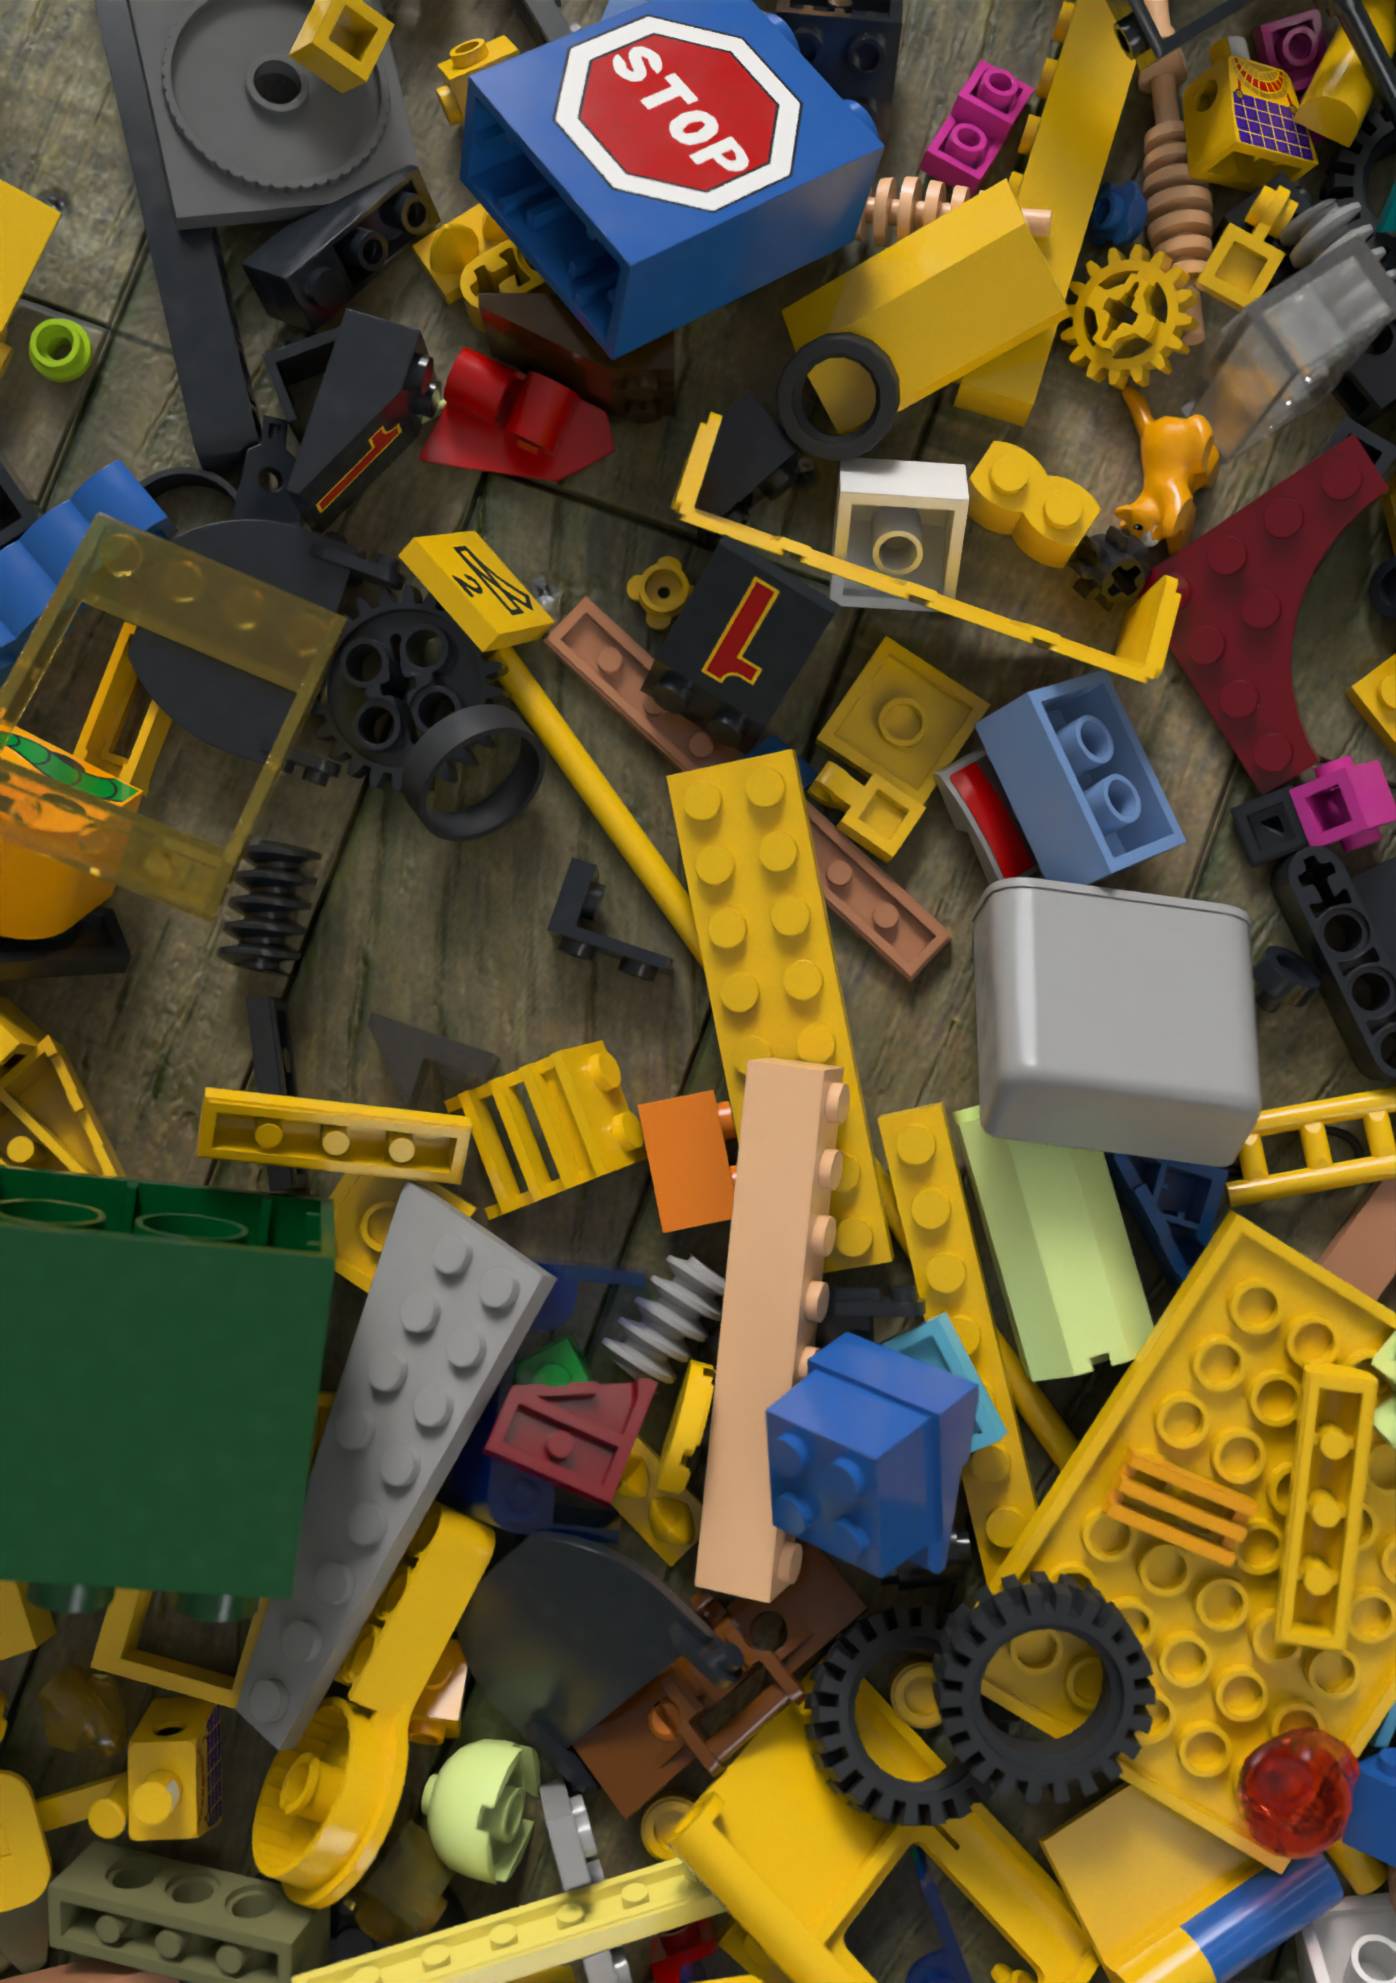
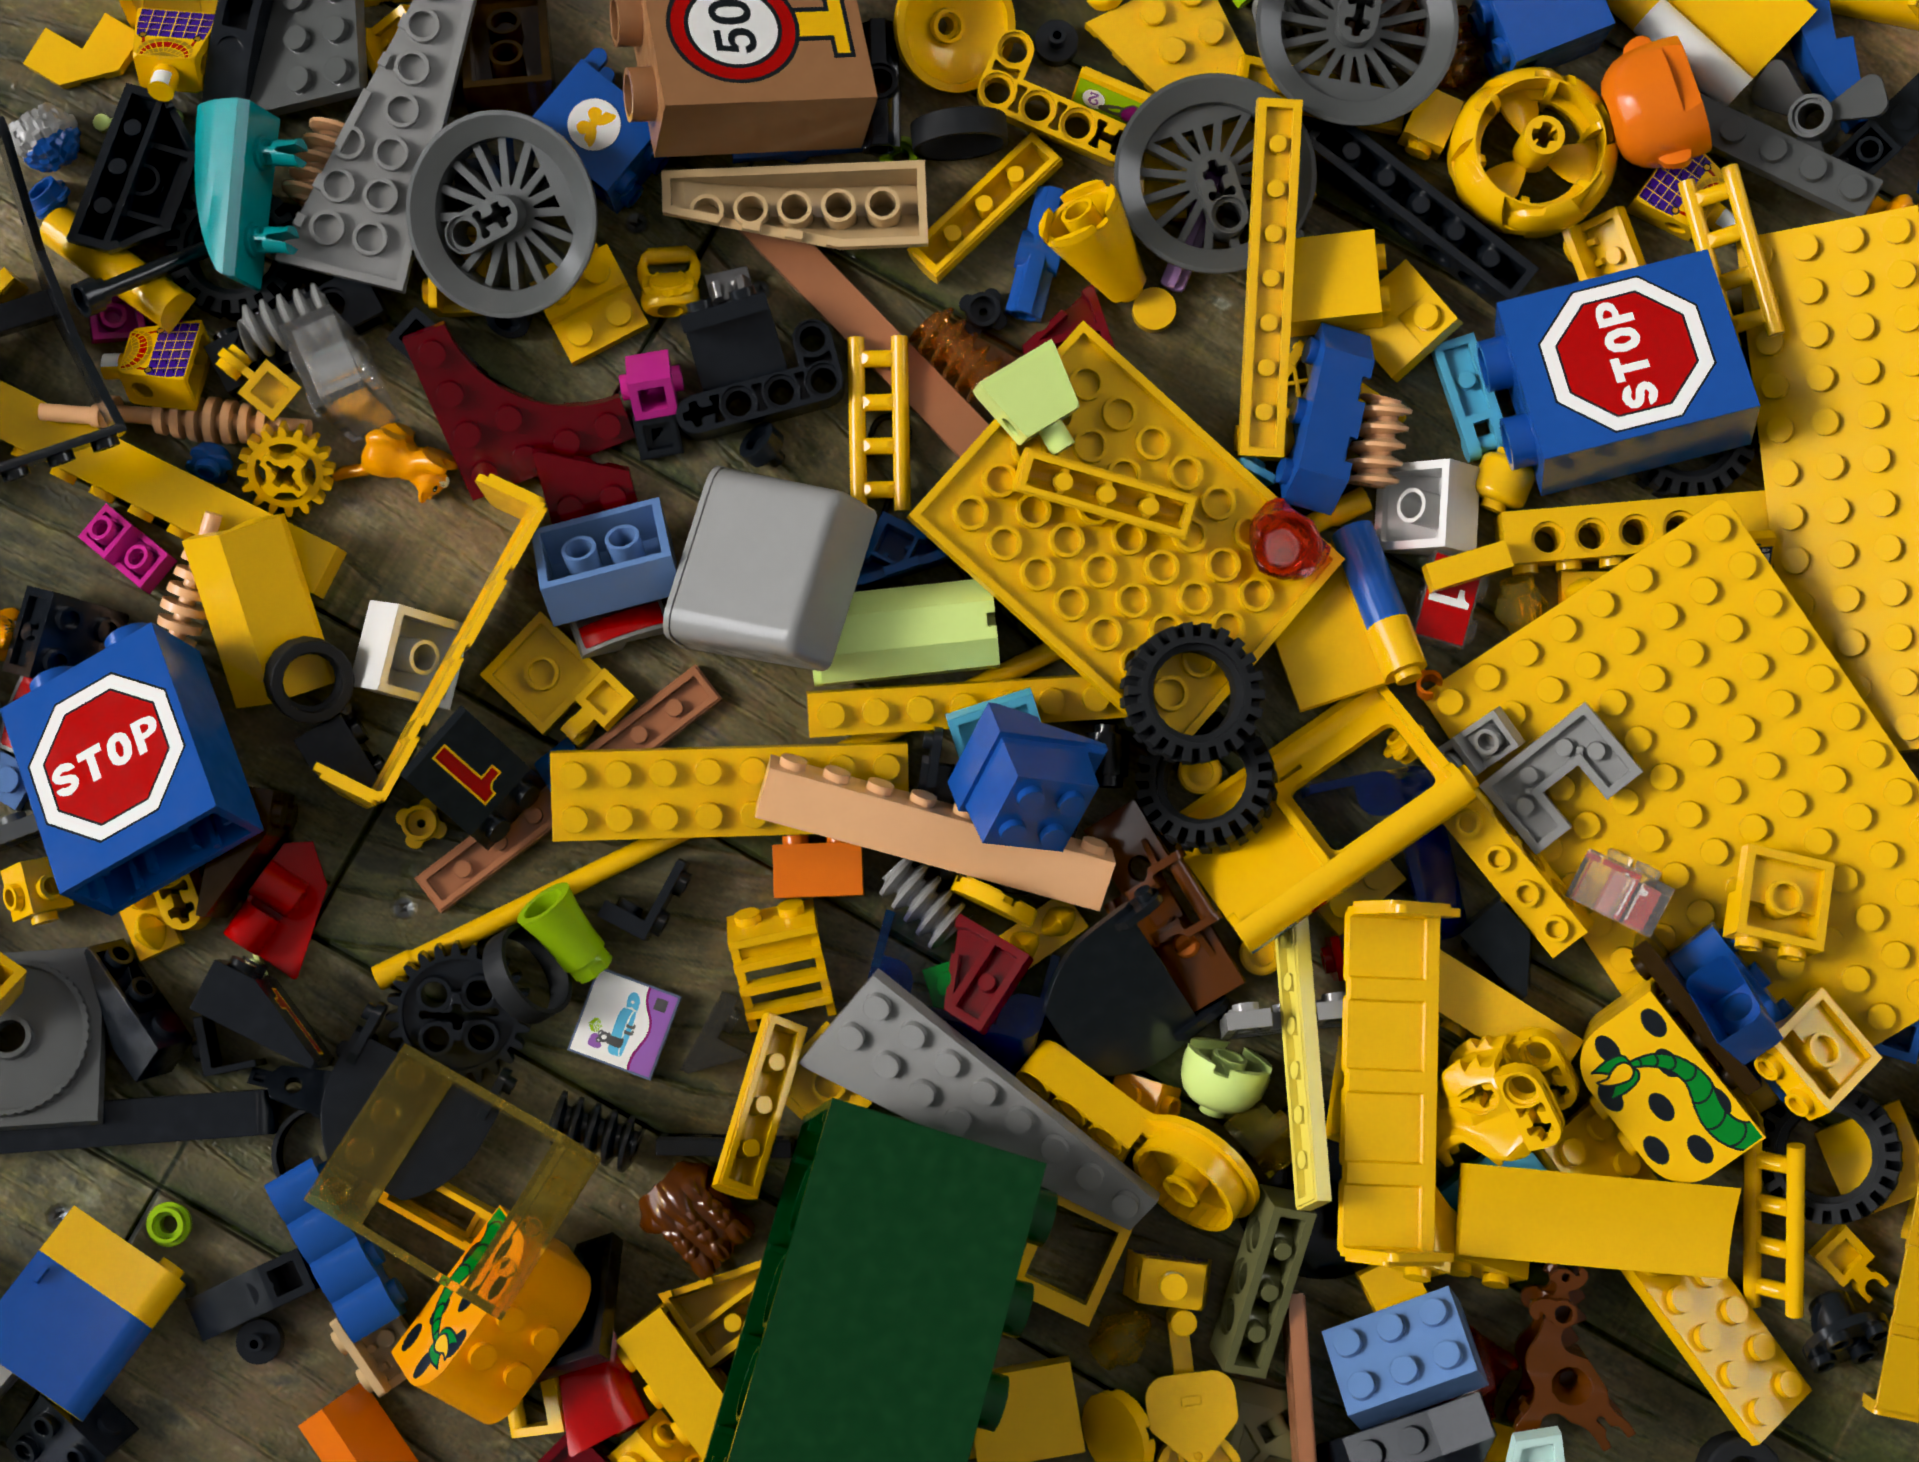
camera: 80 degrees left, 0 degrees up
(161, 1068) = (694, 1217): none -> reddish brown piece
(430, 923) = (625, 1023): none -> tile
(477, 589) = (398, 951): yellow tile -> none
(541, 817) = (565, 932): none -> lime plant
(1039, 510) = (398, 569): yellow brick -> none
(1110, 568) = (460, 513): black gear -> none
(1181, 729) = (581, 486): none -> dark red wing
(1230, 1529) = (1112, 554): light orange tile -> none

